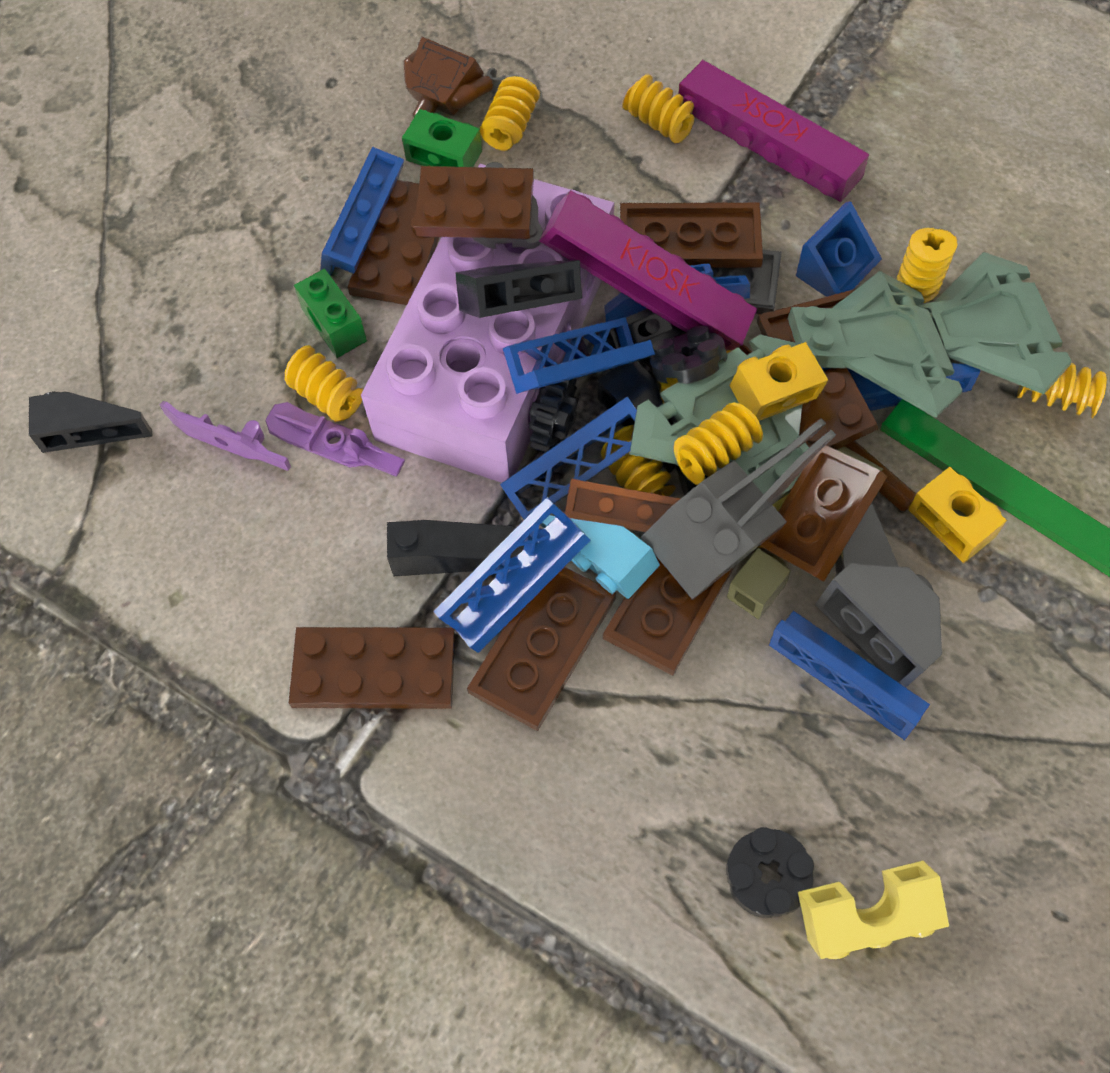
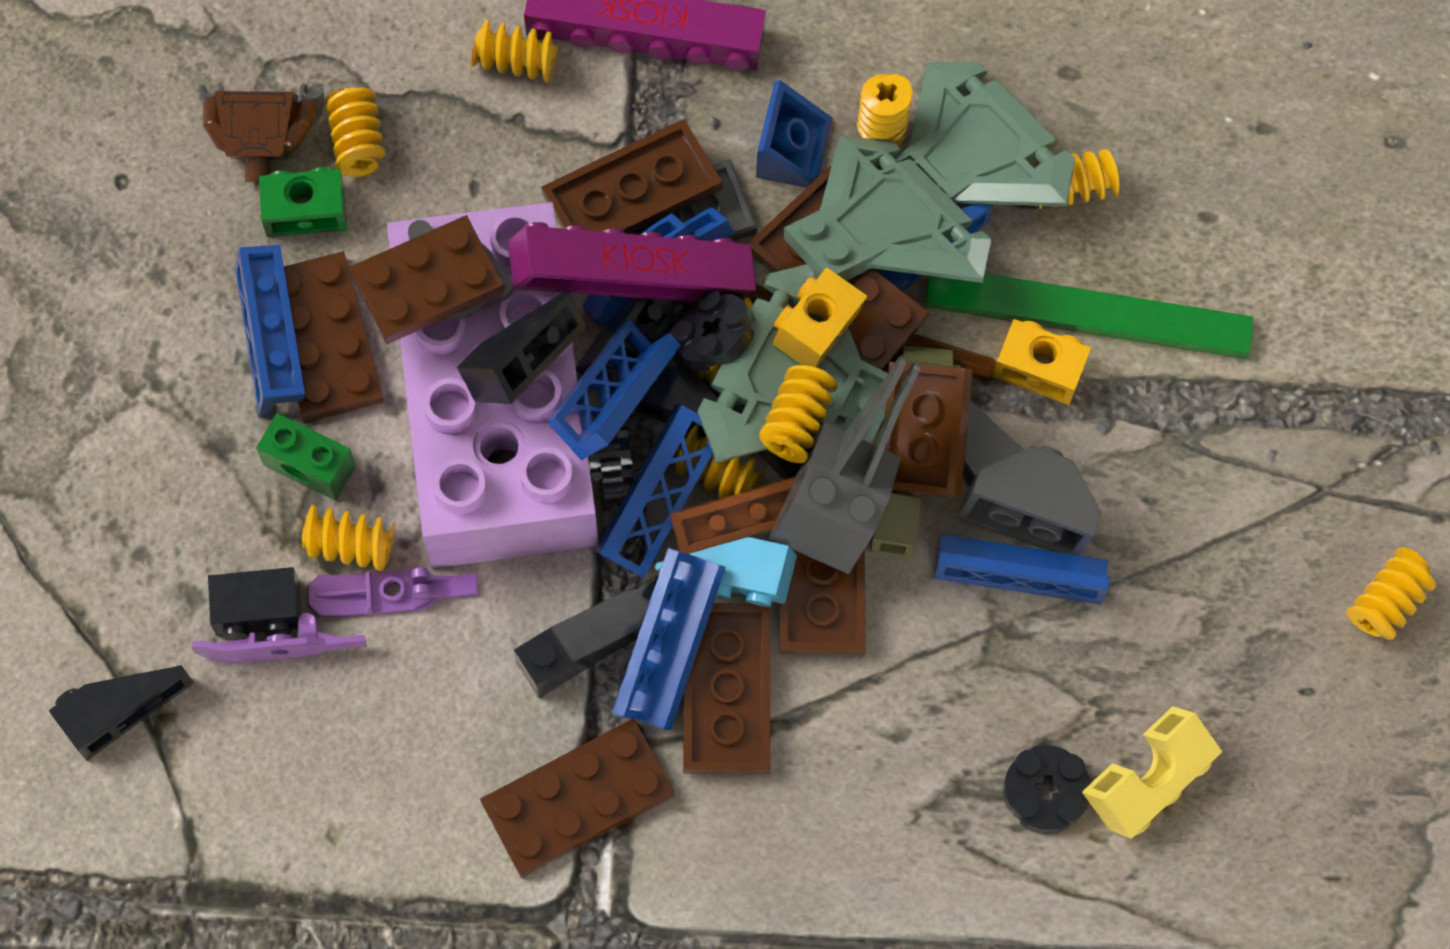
camera: 35 degrees left, 5 degrees up
(226, 395) = (254, 602): none -> black brick

